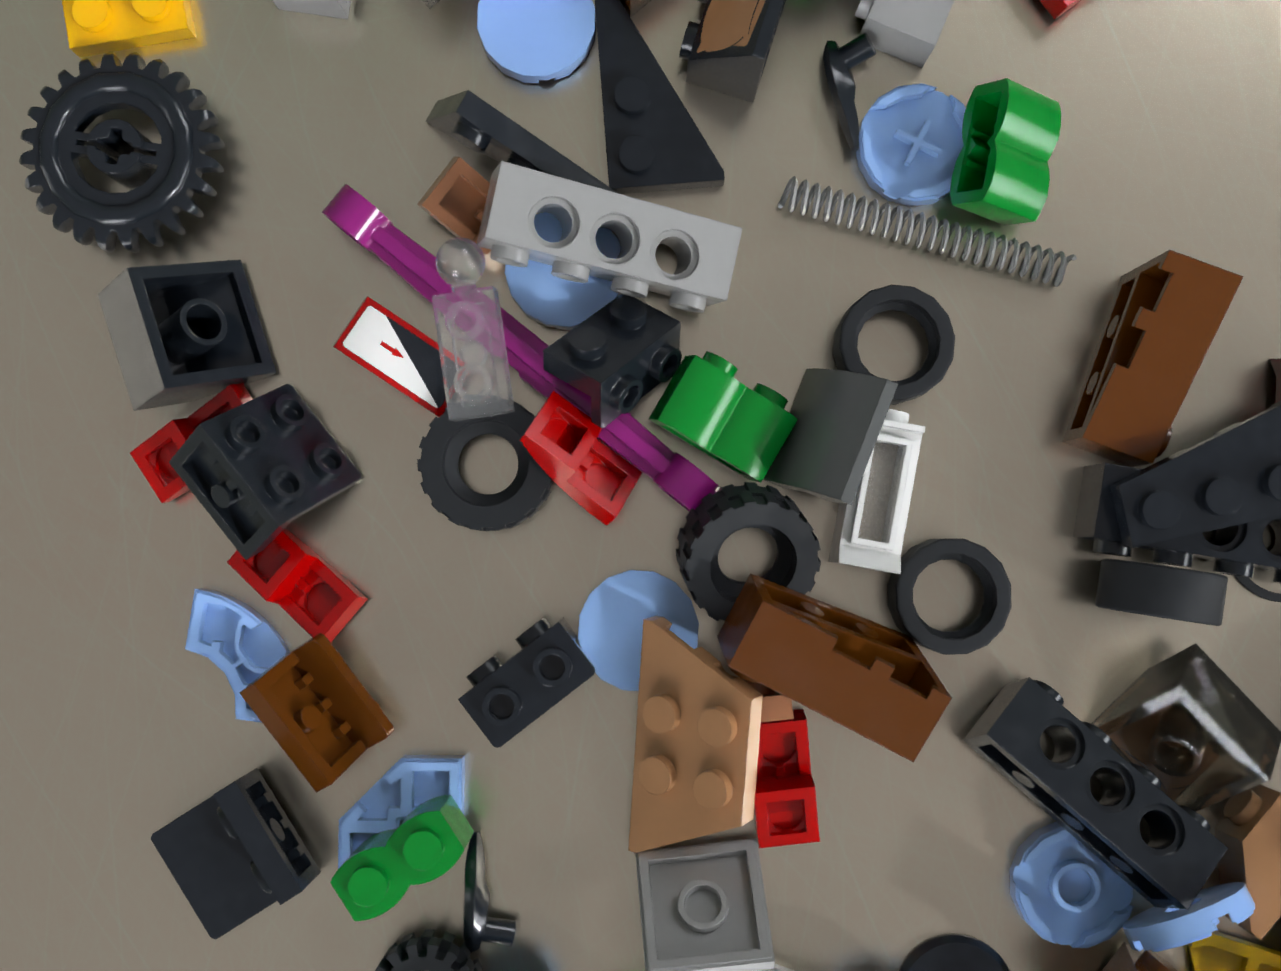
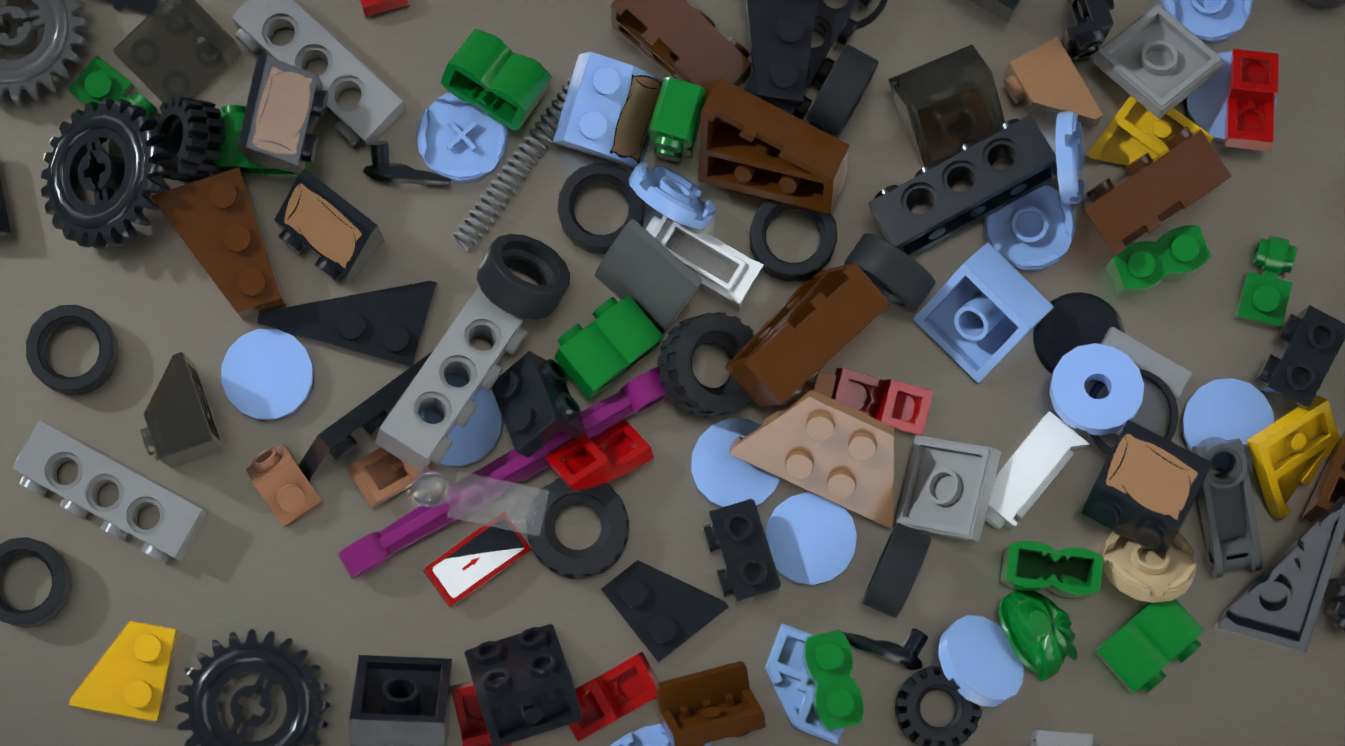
camera: 70 degrees left, 5 degrees down
(408, 87) = (282, 484): none -> nougat bracket
(428, 602) = (661, 607): none -> black wing
(574, 886) = (896, 570): none -> black tyre
(579, 756) = (811, 539): none -> light blue tile
(742, 273) = (512, 292): none -> black tyre
(942, 872) = (982, 312): none -> light blue slope
(943, 425) = (672, 195): none -> light blue tile
(958, 745) = (892, 272): none -> black tyre
(1024, 308) = (608, 109): none -> light blue slope
(1047, 394) = (676, 119): none -> green brick
(1049, 525) = (768, 151): none -> reddish brown wedge

